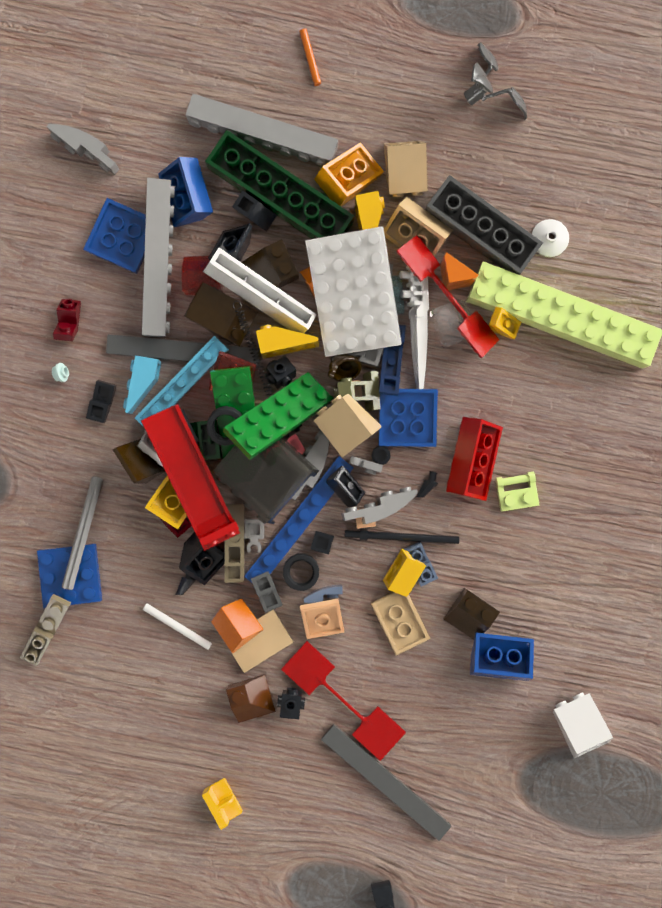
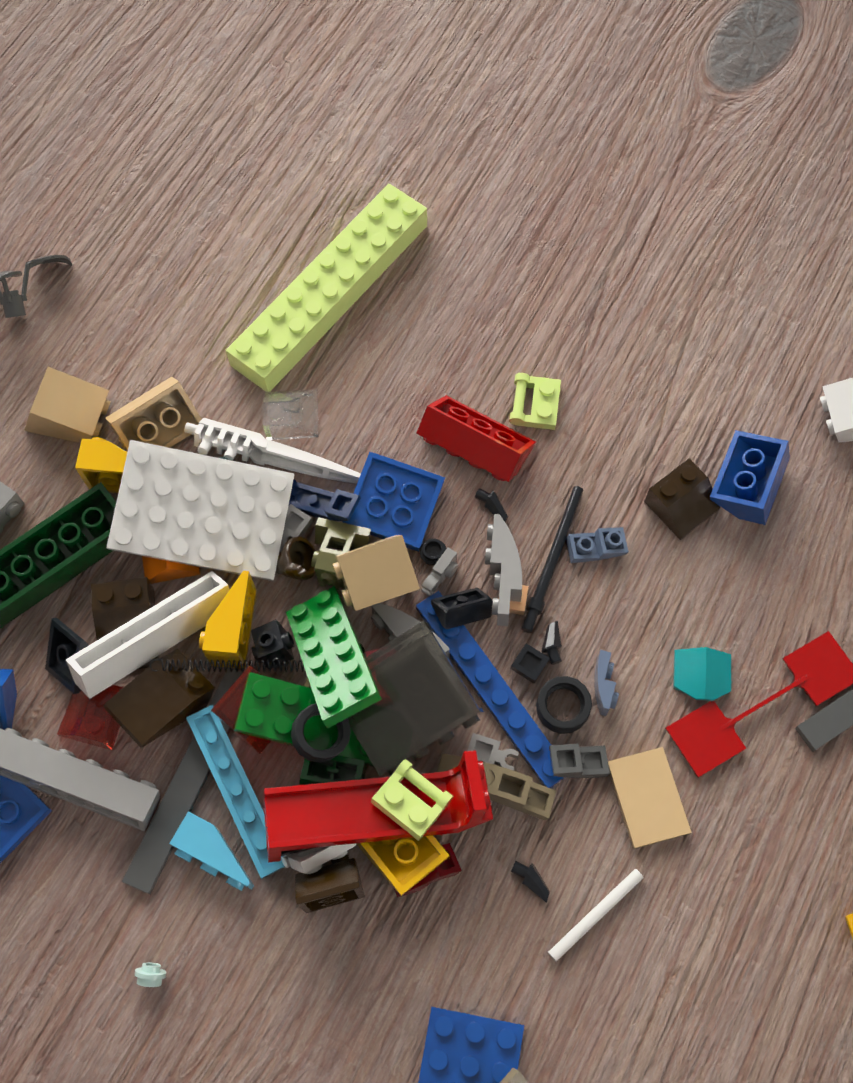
camera: 65 degrees left, 20 degrees down
(68, 320) = (75, 938): dark red slope -> none
(82, 533) = (410, 1018): light grey axle -> none
(101, 402) = (218, 925): black slope -> none
(195, 494) = (406, 807): none -> yellowish green plate
(199, 563) = (502, 842): black slope -> none
(236, 624) = (617, 821): orange slope -> none
(250, 698) = (732, 835): reddish brown slope -> none
(254, 211) = (35, 613): black slope -> none
(288, 709) = (752, 774): black brick -> none
(322, 618) = (639, 693): light nougat tile -> none
(341, 552) = (552, 643): none -> black bar
(348, 174) = (43, 480): light orange slope -> none
(350, 656) = (702, 673): none -> teal slope
(400, 622) = (668, 594): tan tile -> none
(403, 573) = (604, 566): yellow panel -> none
(423, 265) = (205, 417): red hinge -> none
(456, 274) = (227, 387): orange slope -> none
(483, 226) = (181, 340): dark grey brick -> none
(504, 323) = (313, 355): yellow slope -> none
(554, 246) = (228, 286): white dish -> none

